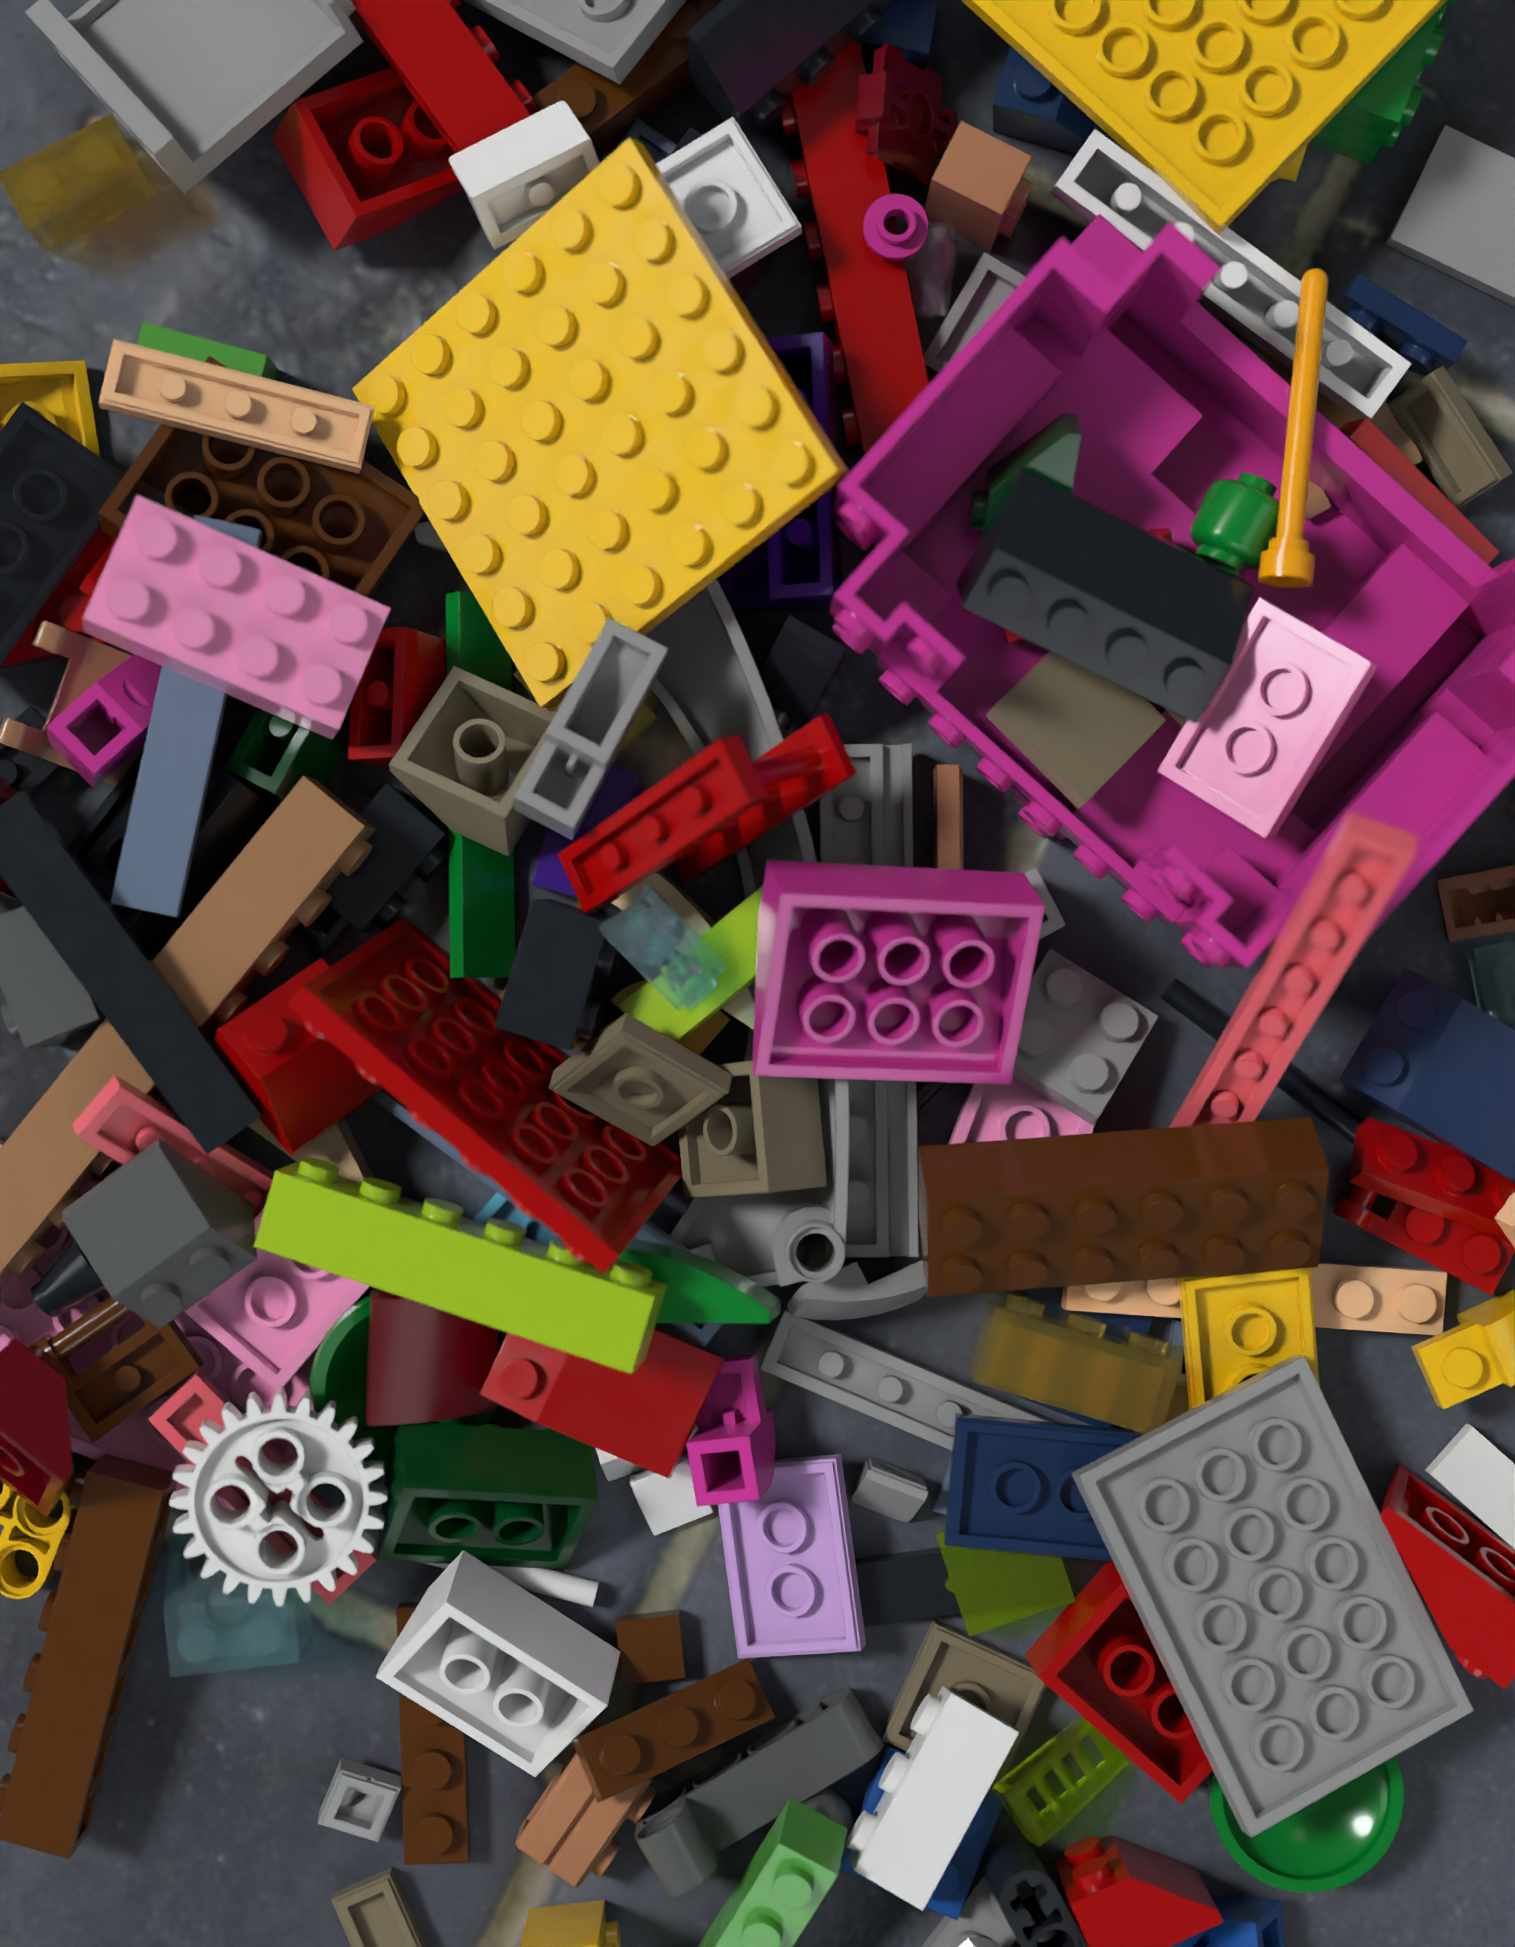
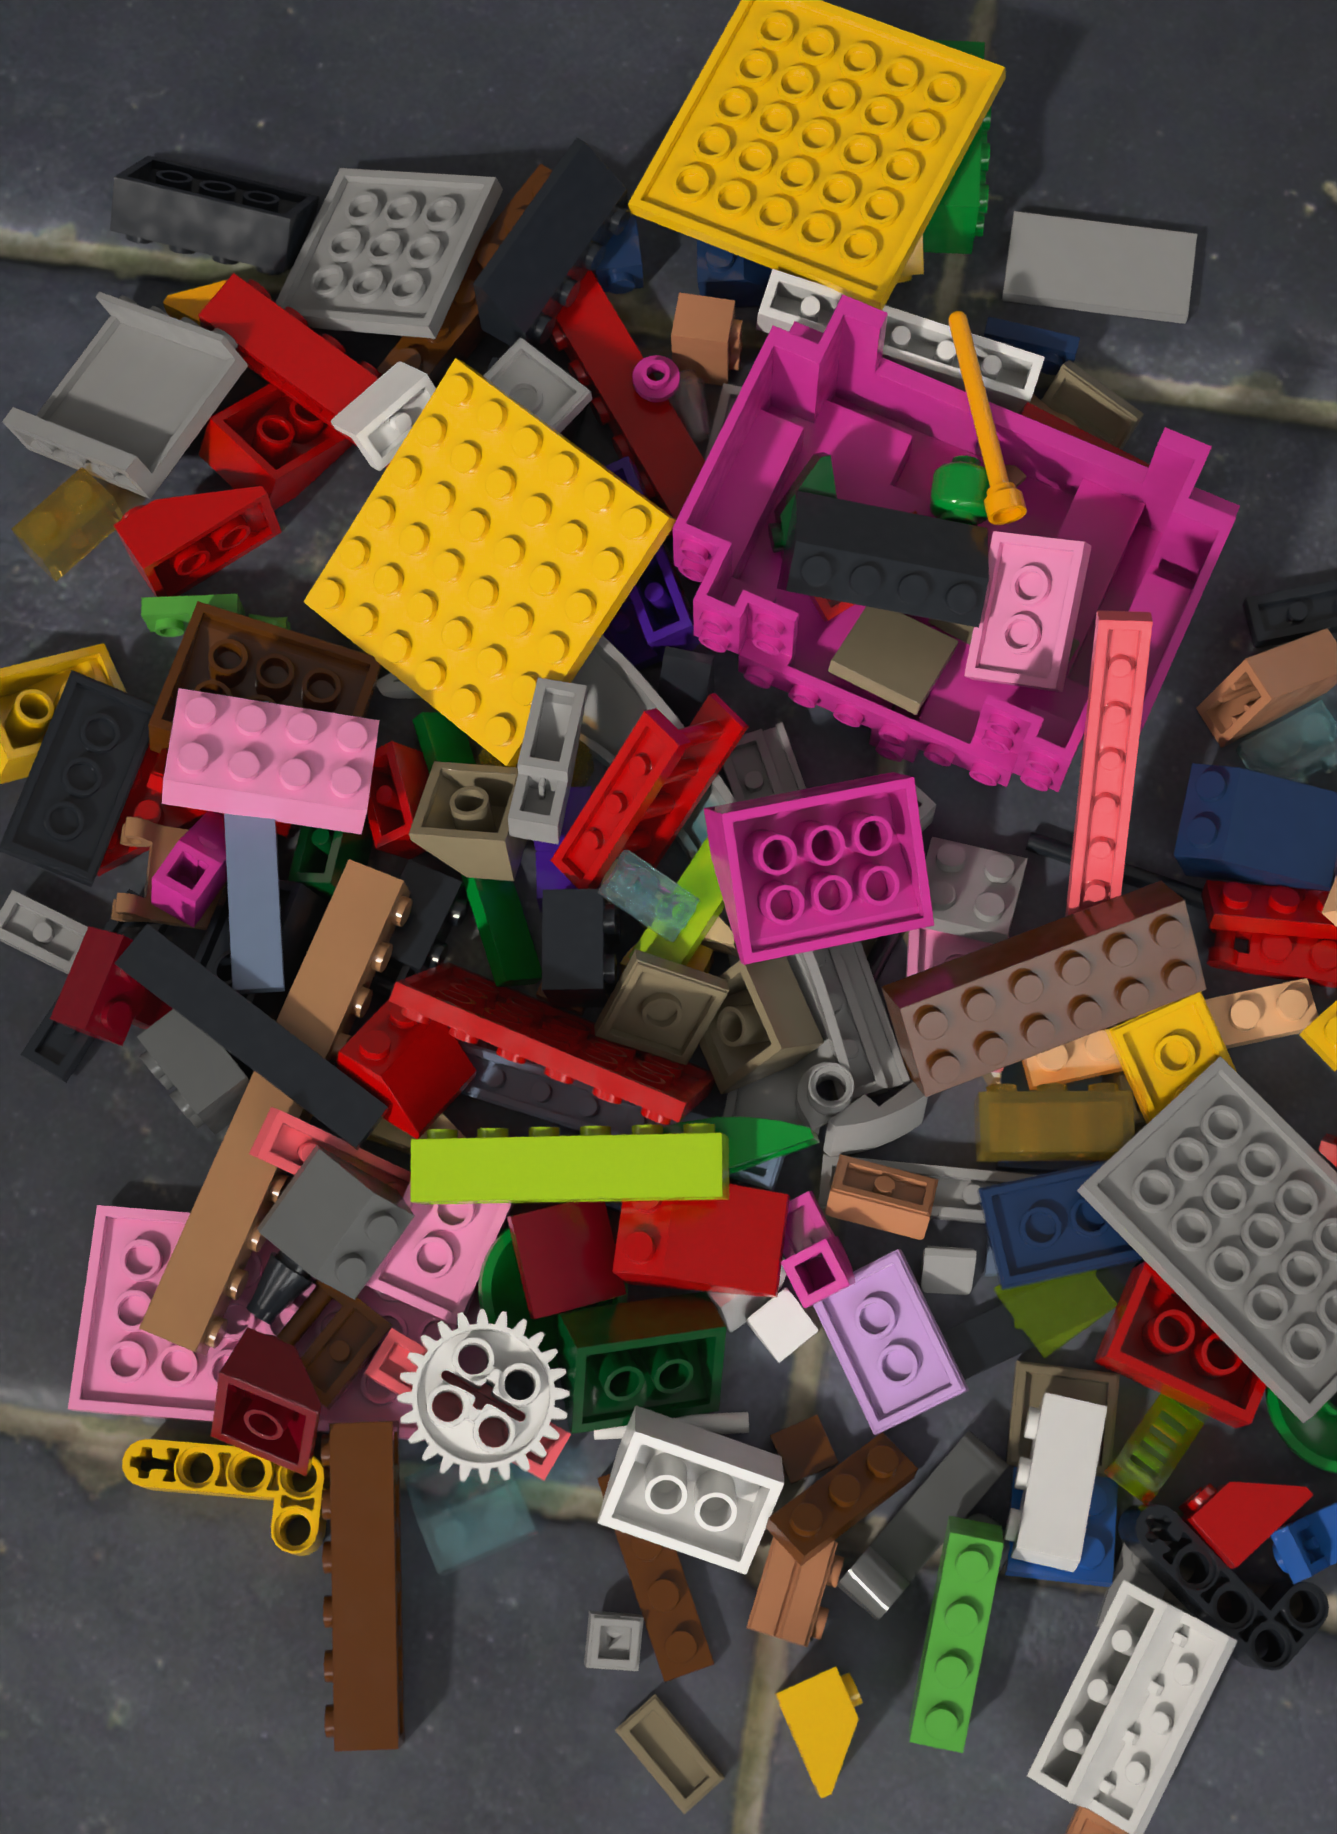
camera: 15 degrees left, 15 degrees down
(222, 259) = (195, 536): none -> red slope
(236, 406) = (227, 627): light nougat tile -> none
(838, 1386) = (881, 1197): none -> nougat slope
(903, 115) = (637, 309): dark red piece -> none
(948, 817) = (822, 755): nougat tile -> none

